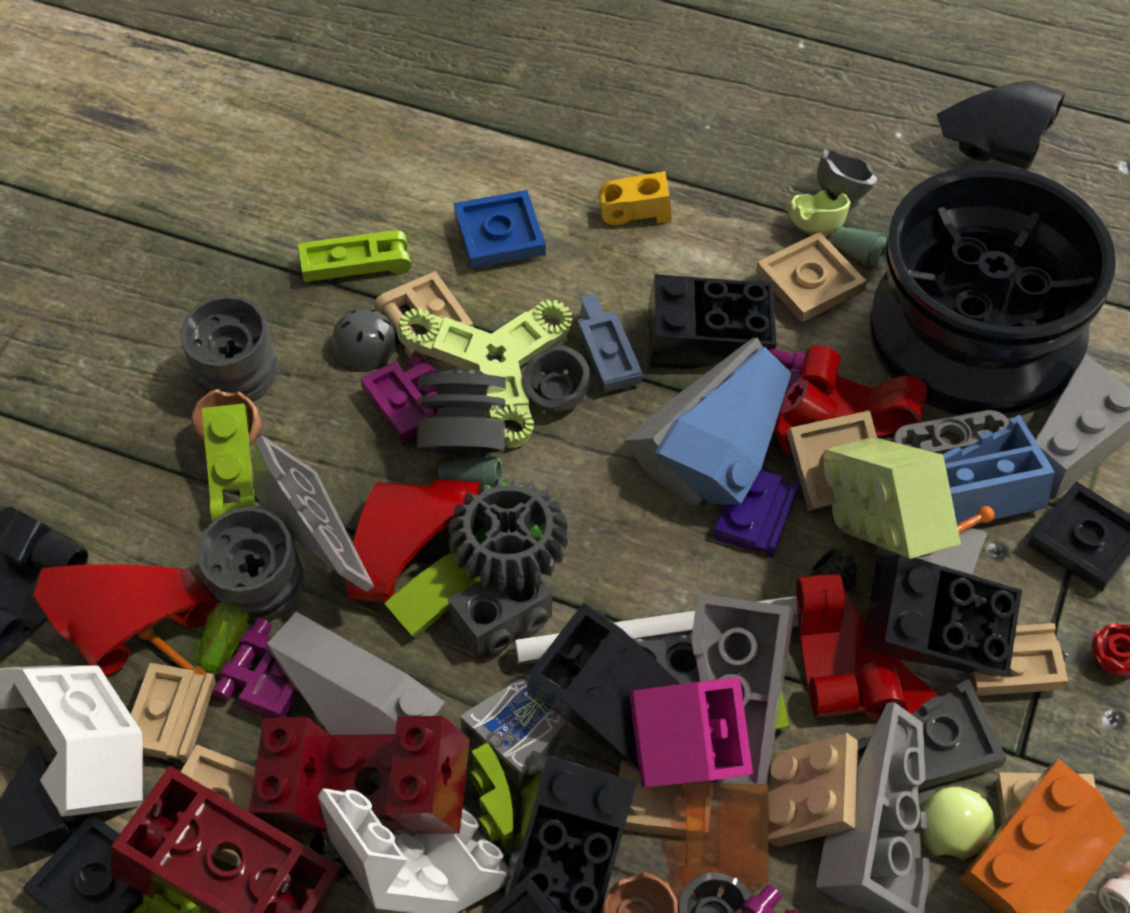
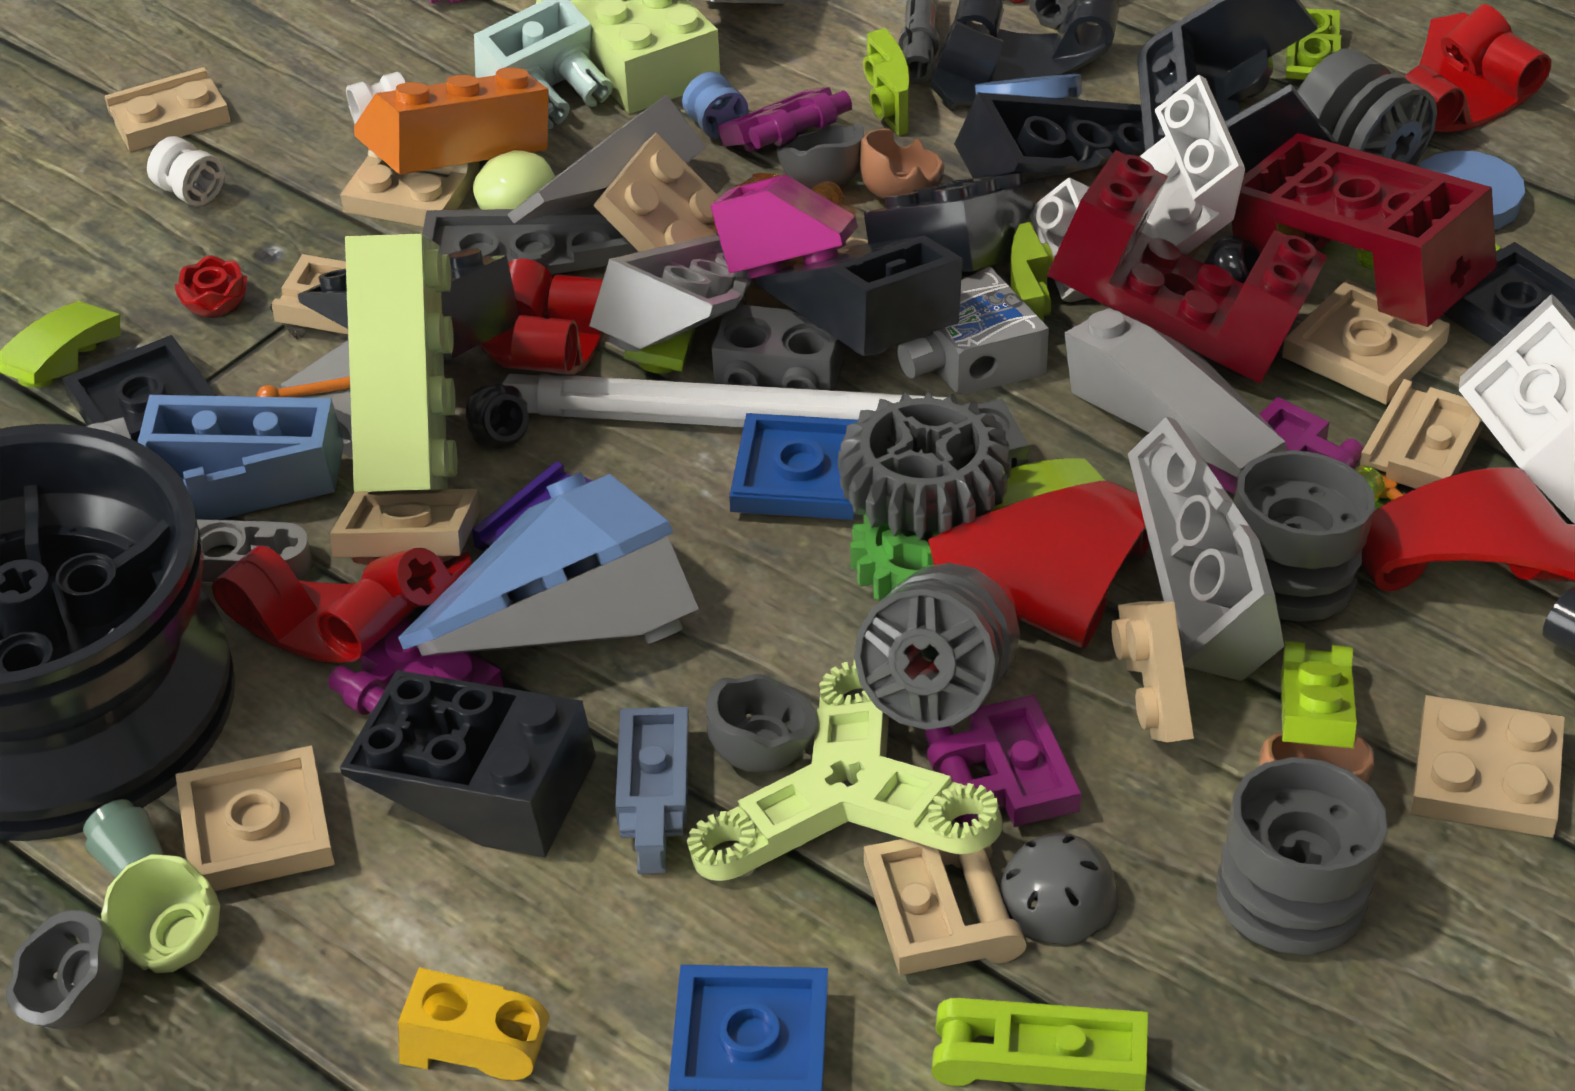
camera: 160 degrees left, 10 degrees down
(125, 470) = (1488, 766): none -> tan plate
(328, 448) = (1151, 645): none -> tan plate
(611, 580) = (790, 467): none -> blue plate

